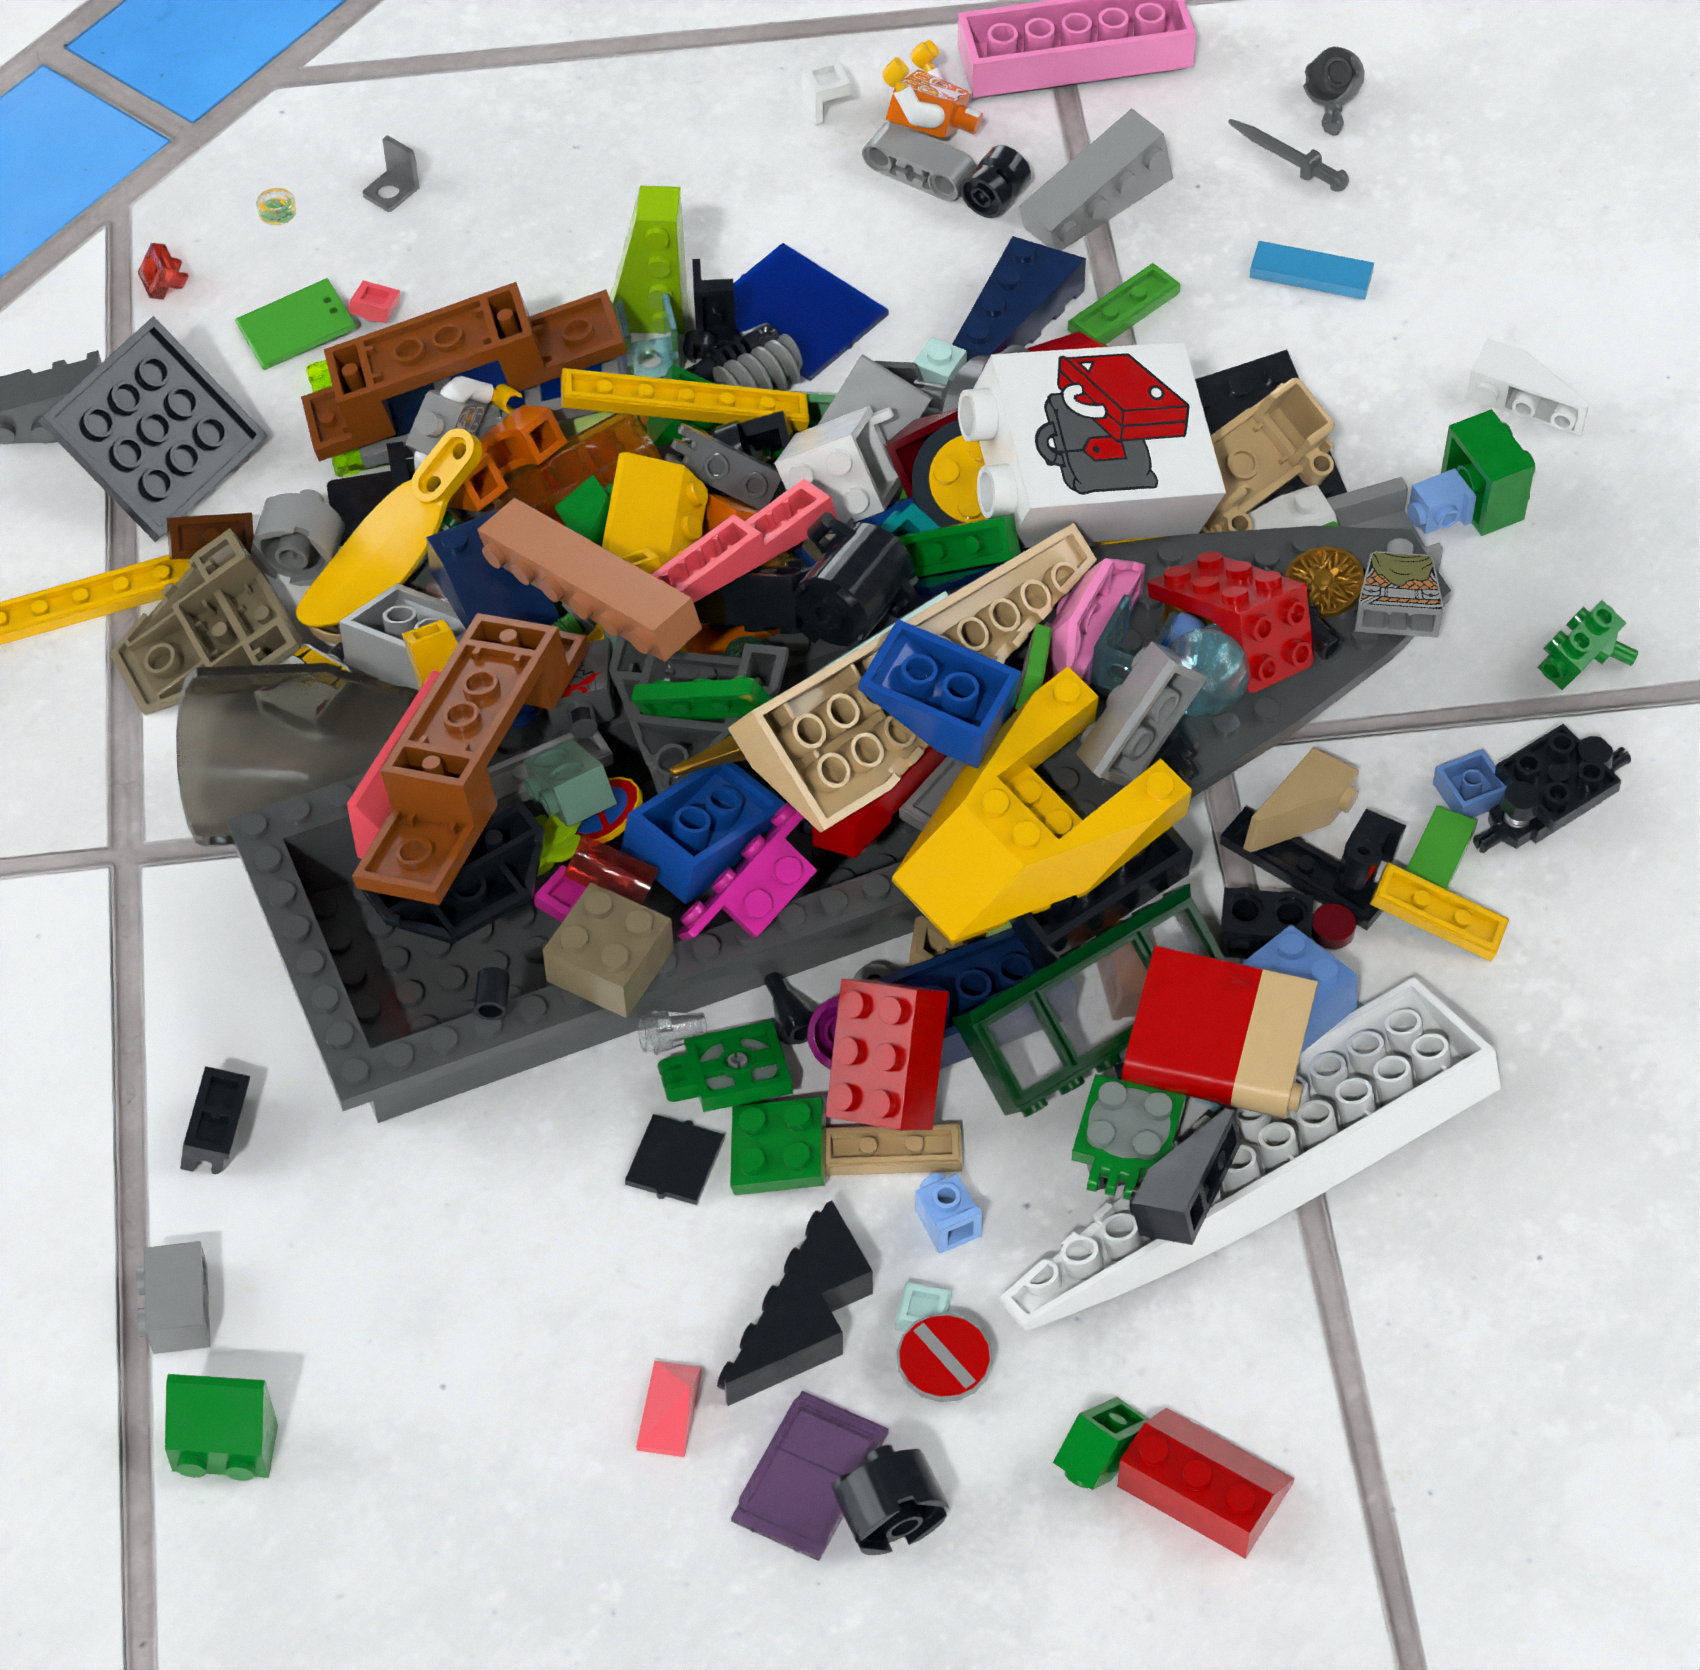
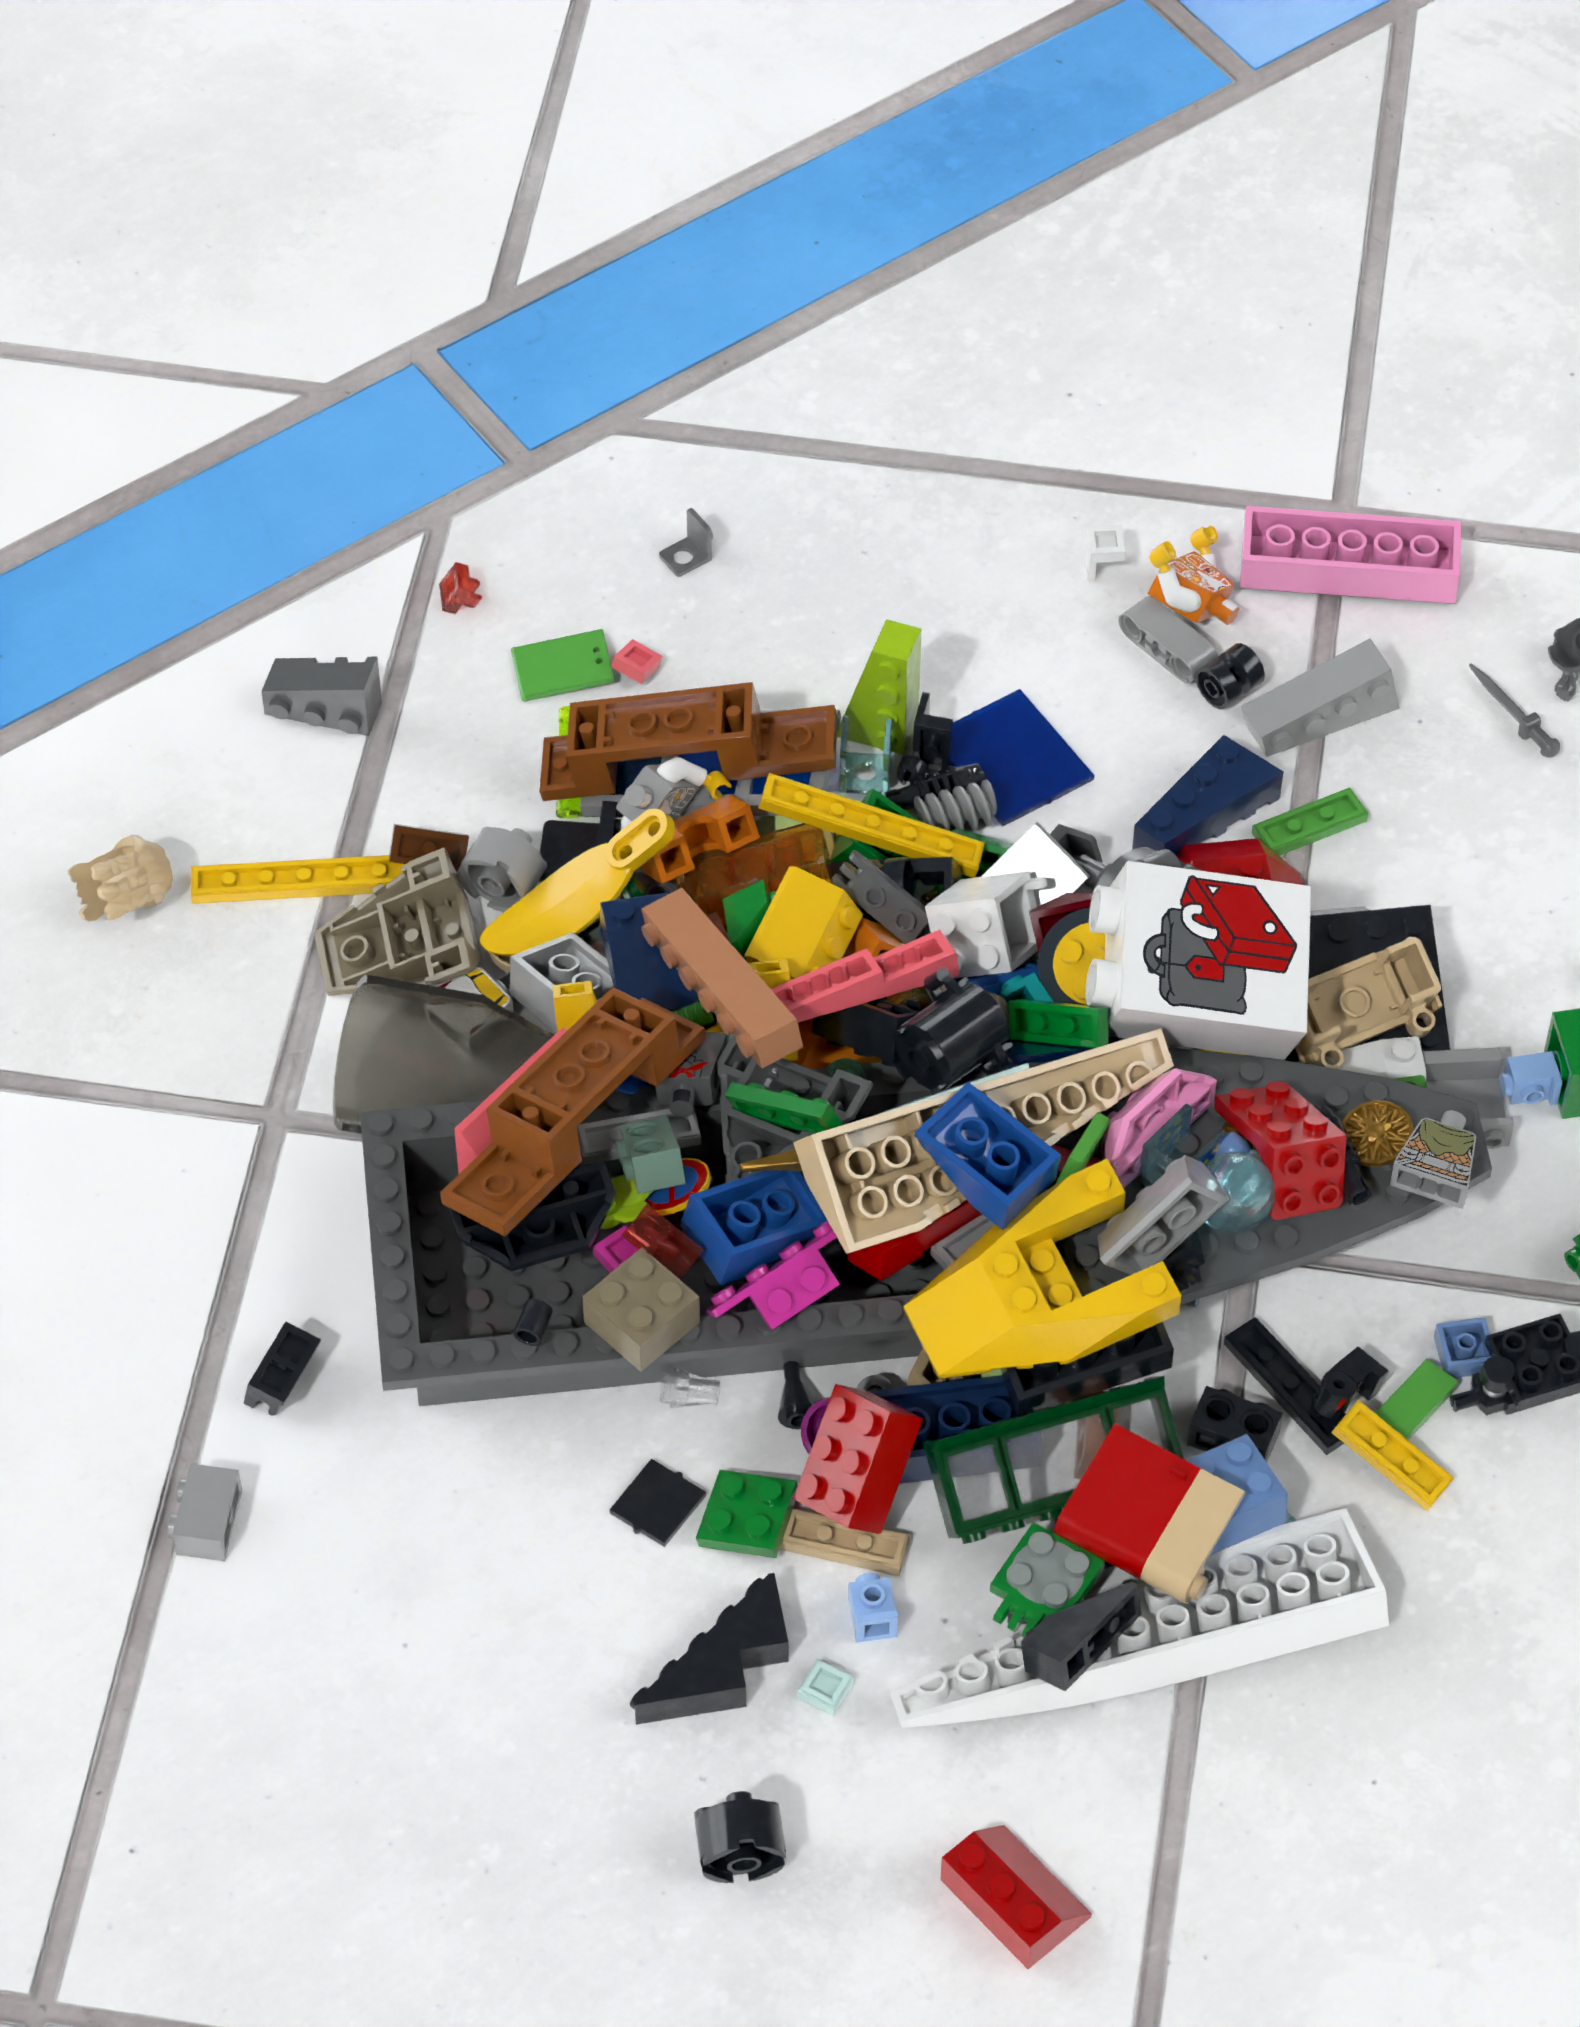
camera: 15 degrees right, 0 degrees up
(153, 428) = (406, 738): plate -> none
(219, 1426) = (209, 1630): green slope -> none
(276, 206) = (578, 549): clear tile -> none
(669, 1408) = (585, 1713): coral slope -> none
(728, 1068) = (725, 1435): green piece -> none
(791, 1486) = (662, 1806): clear purple piece -> none
(940, 361) = (1117, 838): light aqua brick -> none
(944, 1357) = (827, 1731): red piece -> none
(1098, 1442) = (930, 1836): green slope -> none
(1304, 801) = (1305, 1325): tan slope -> none
(1311, 270) = (1495, 828): dark azure tile -> none
(1333, 926) = (1296, 1443): dark red tile -> none

